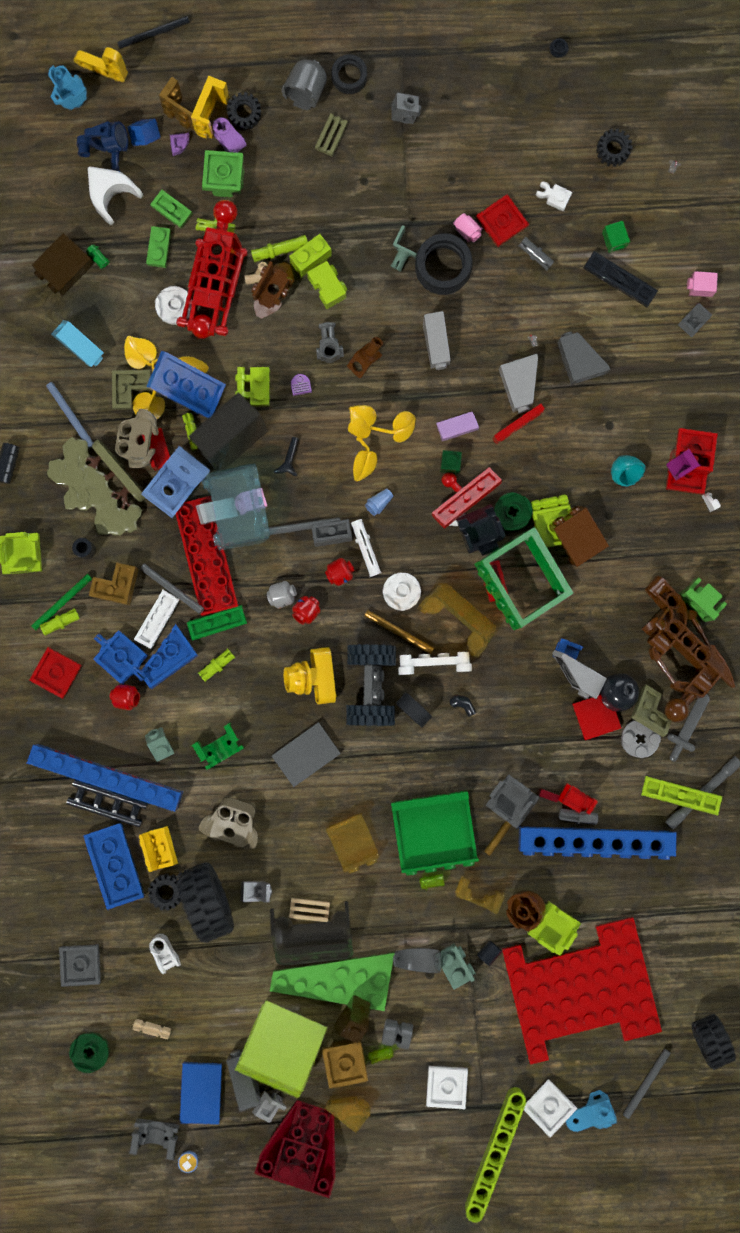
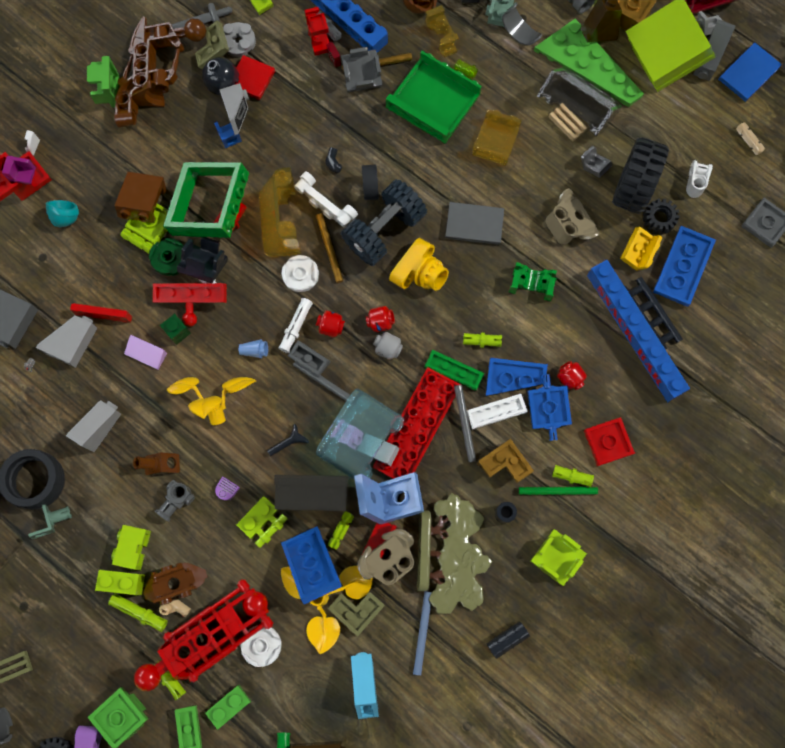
camera: 130 degrees left, 10 degrees down
(158, 744) = (575, 321): sand green bracket -> none

